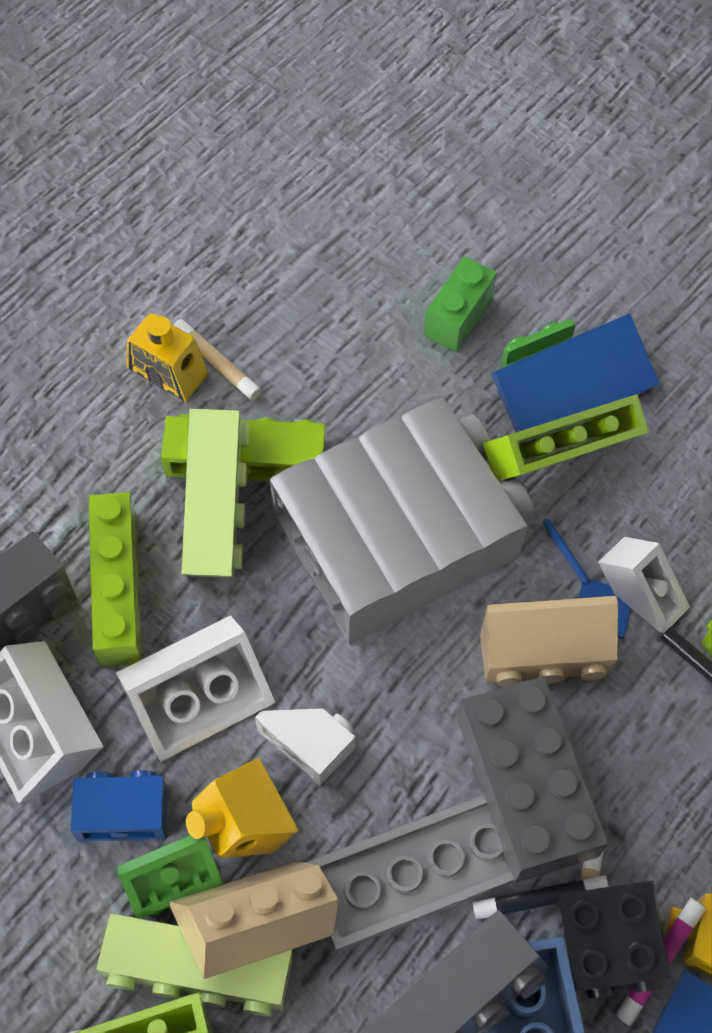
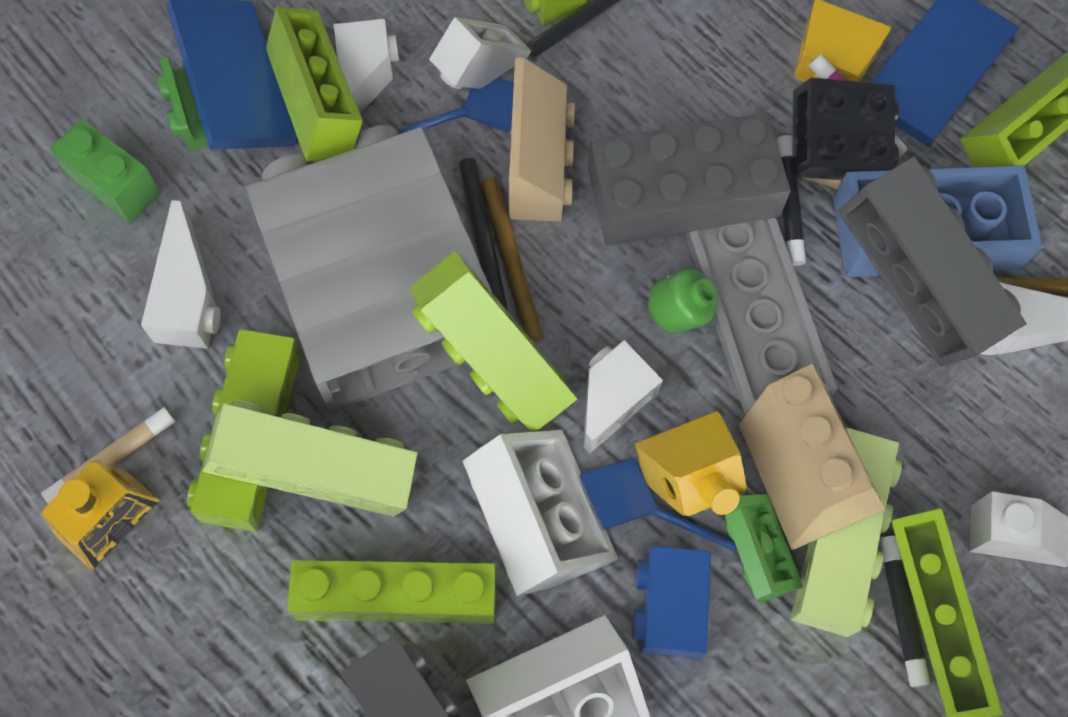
camera: 85 degrees left, 5 degrees up
(216, 753) = (622, 495): none -> blue piece
(320, 611) = (490, 342): none -> lime brick
(365, 379) = (180, 296): none -> white slope
(406, 791) = (682, 301): none -> bright green head
(420, 646) = (512, 259): none -> pearl gold bar
(450, 614) = (481, 228): none -> black bar
(609, 483) = (365, 58): none -> white slope

